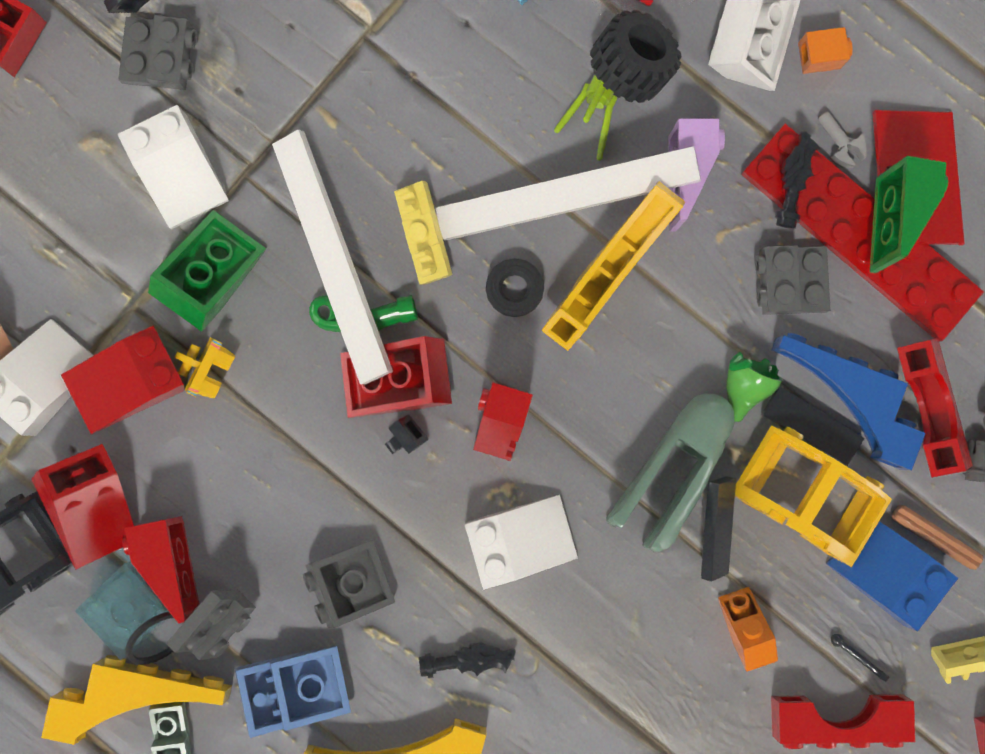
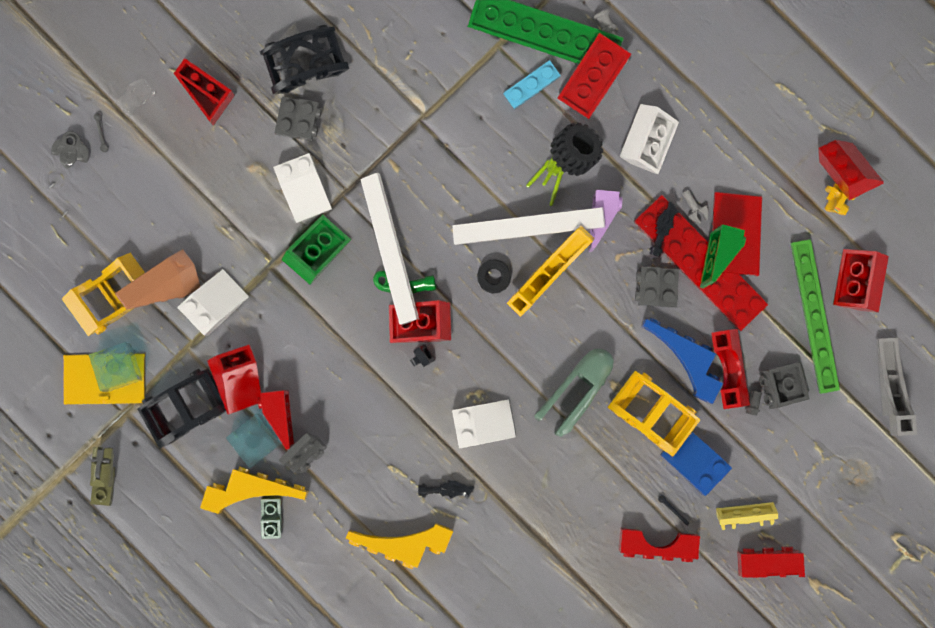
camera: 15 degrees right, 0 degrees up
(123, 380) = (263, 309): red slope -> none
(151, 659) = (263, 452): black piece -> none
(199, 381) = (306, 313): yellow hips -> none
(292, 690) = (343, 496): medium blue slope -> none
(348, 585) = (381, 439): dark grey plate -> none
(423, 233) = (443, 239): light yellow plate -> none
(502, 420) = (478, 353): red wedge -> none
(718, 528) = (598, 427): black tile -> none
(748, 629) = (610, 487): orange slope -> none
(750, 383) = (624, 345): bright green hat -> none
(815, 426) = (660, 373): black tile -> none
(824, 50) = (689, 154): orange brick -> none
(937, 537) = (726, 445): nougat axle -> none

